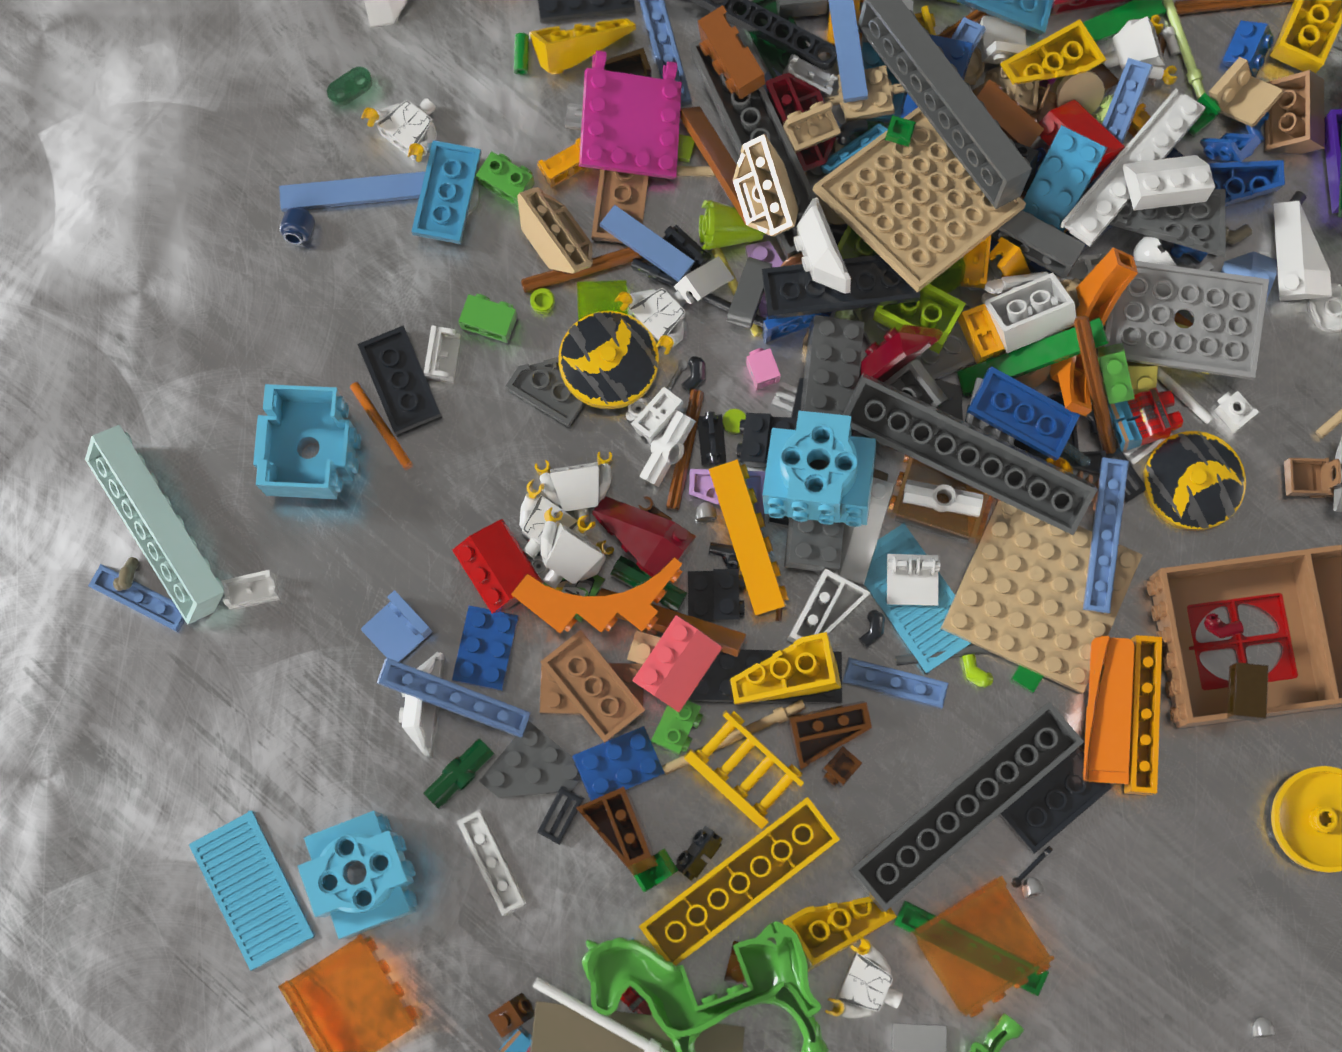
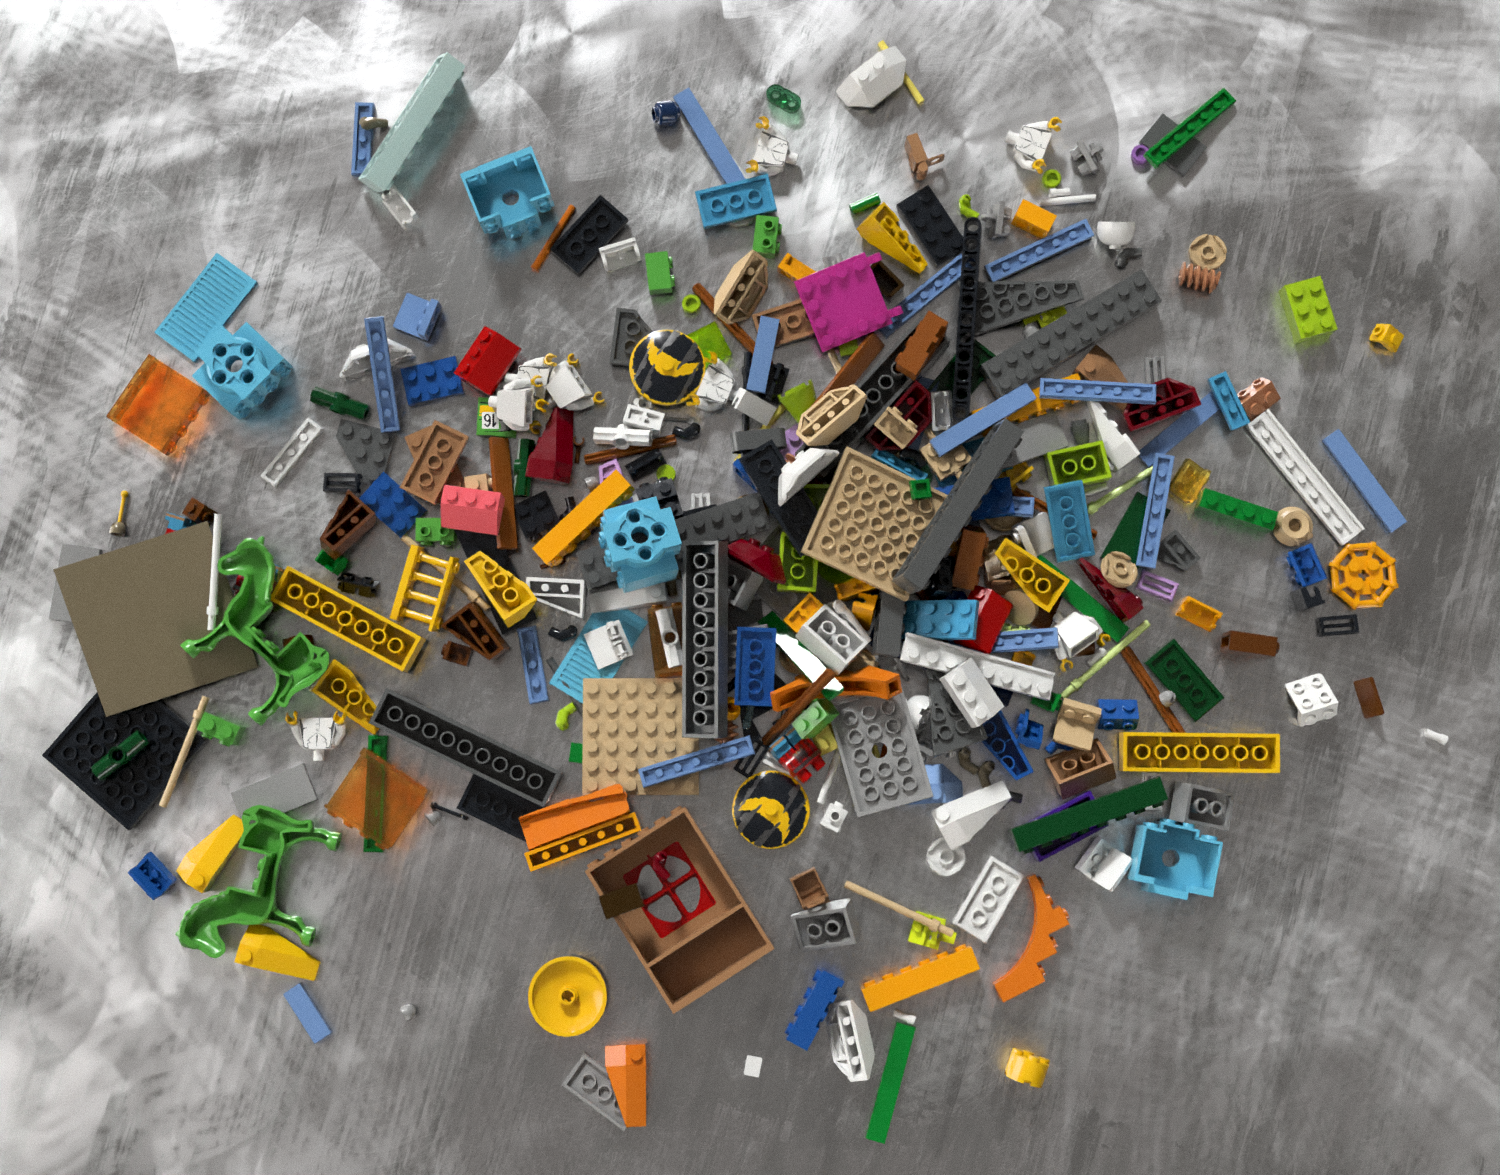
camera: 65 degrees right, 5 degrees up
(634, 605) = (473, 413): orange arch -> none
(762, 368) = (711, 475): bright pink brick -> none
(1250, 218) = (984, 772): none -> dark tan arm

